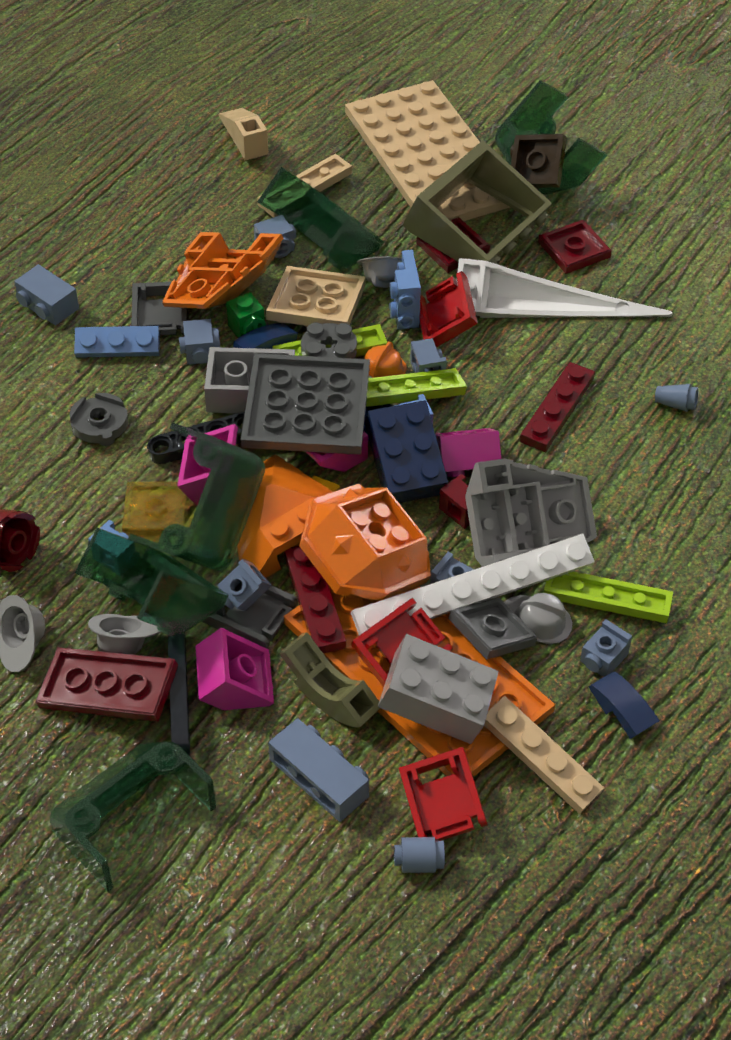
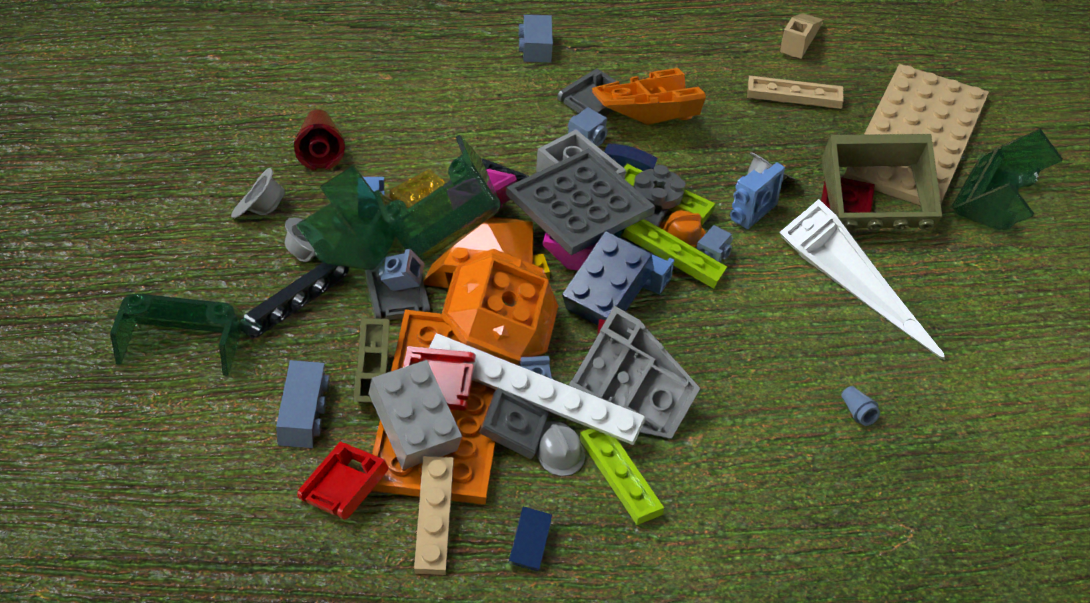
camera: 45 degrees right, 5 degrees down
(103, 430) = (479, 125): dark grey plate -> none
(107, 684) = (260, 260): dark red tile -> none
(117, 341) = (541, 93): medium blue plate -> none
(233, 672) = (333, 314): dark pink slope -> none
(244, 314) = (636, 132): green brick -> none
(278, 225) = (726, 106): sand blue brick -> none
(315, 296) = (697, 158): tan plate -> none
(315, 602) = (423, 323): dark red plate -> none
(320, 219) = (777, 118): clear green windscreen -> none
(419, 855) = (285, 498): sand blue brick -> none
(449, 310) = (769, 227): red container -> none
(465, 448) = (660, 316): dark pink slope -> none
(539, 158) = (968, 182): dark brown plate -> none
(557, 407) = (766, 344): dark red plate -> none
(574, 246) = (936, 263): dark red tile -> none
(606, 649) = (567, 499): sand blue brick -> none

